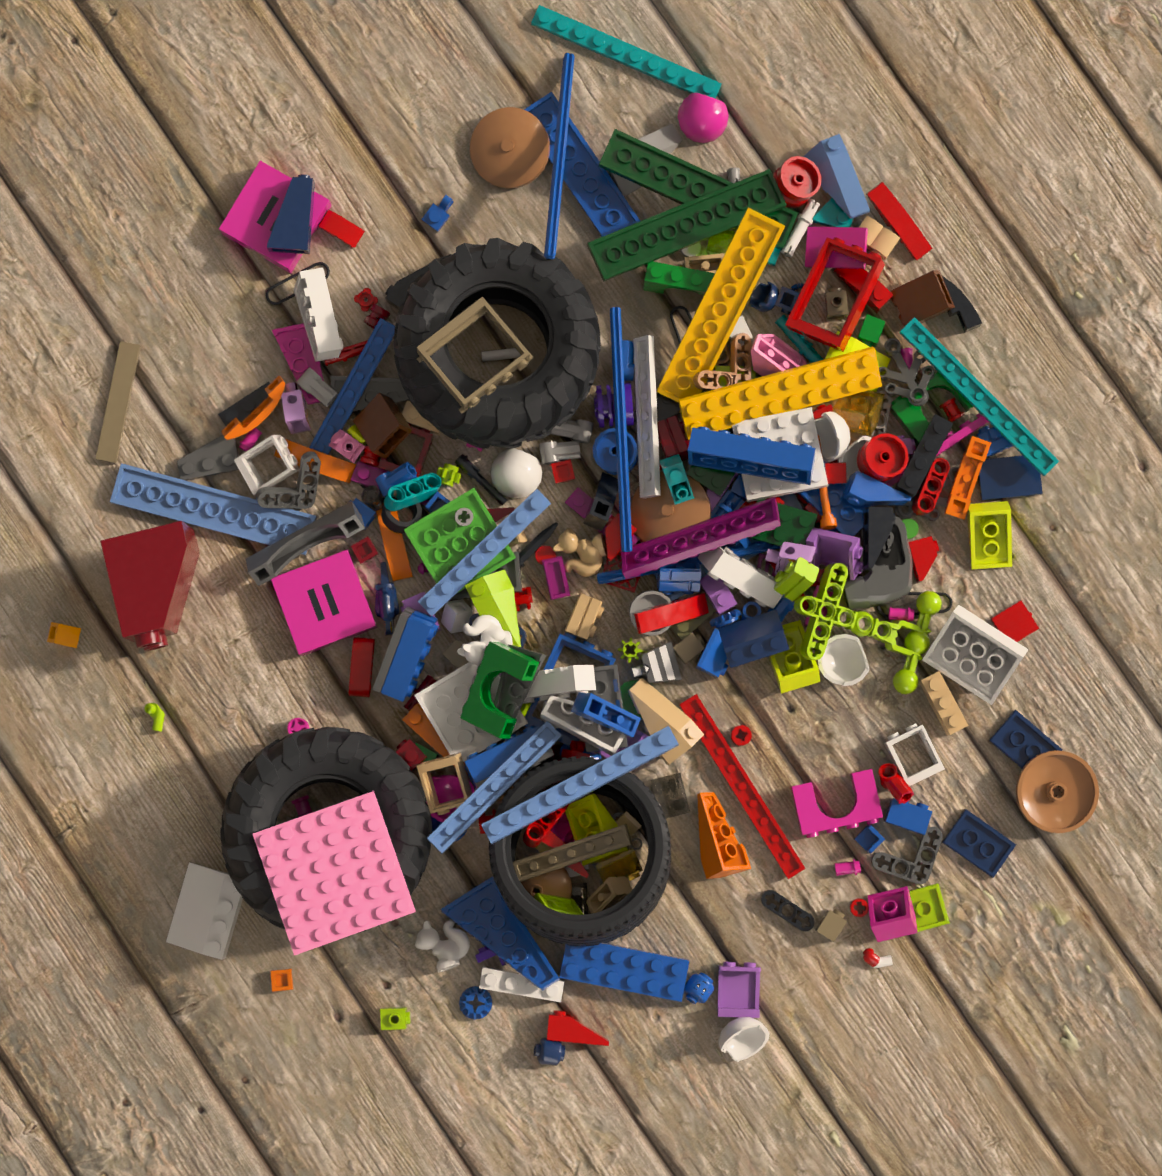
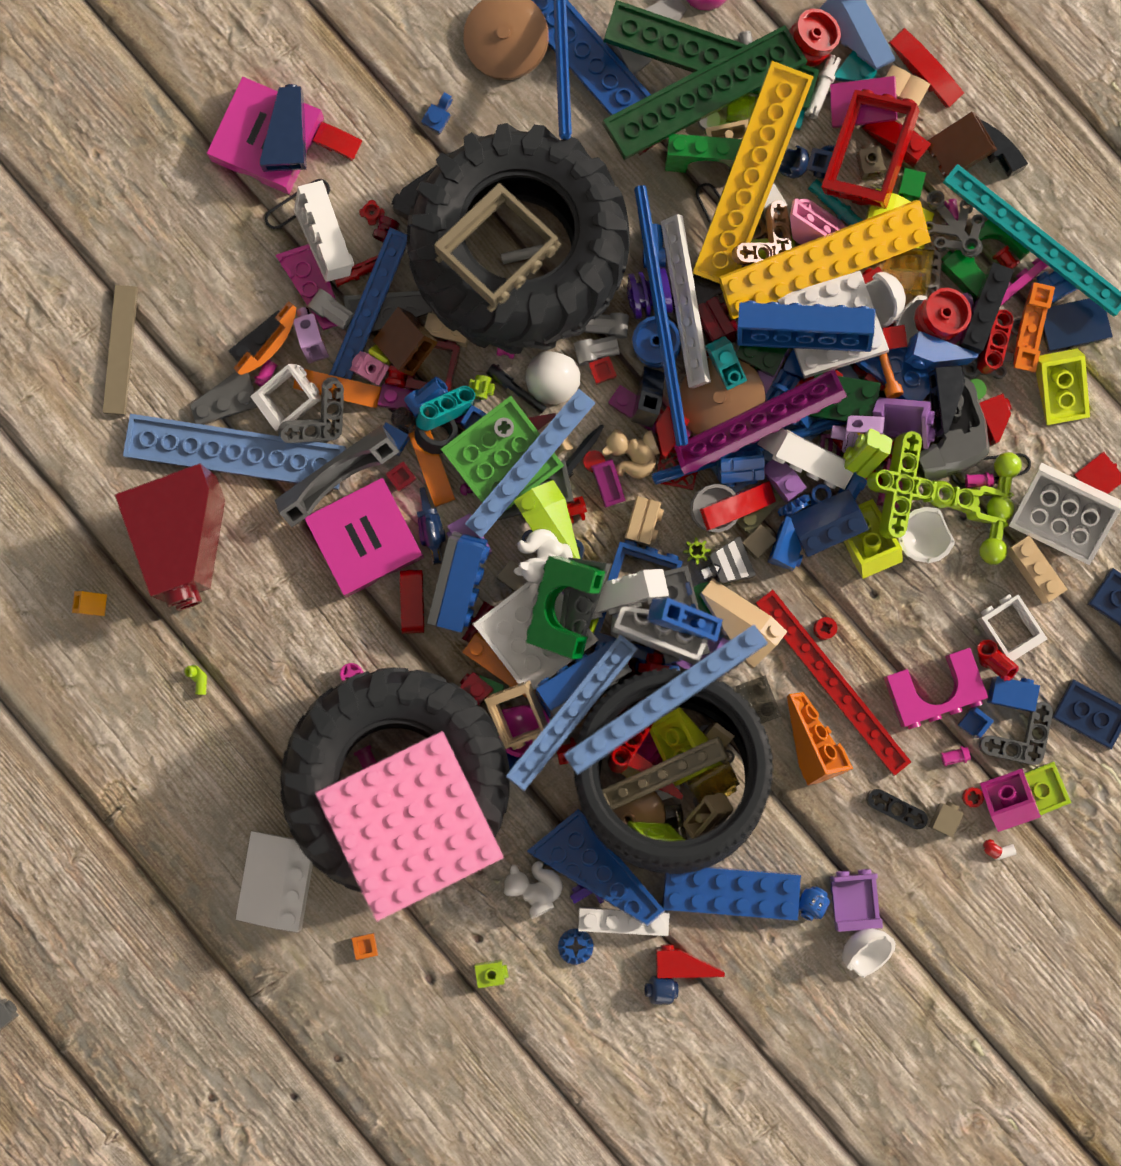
camera: 10 degrees left, 0 degrees up
(456, 615) = (506, 535): white panel -> none

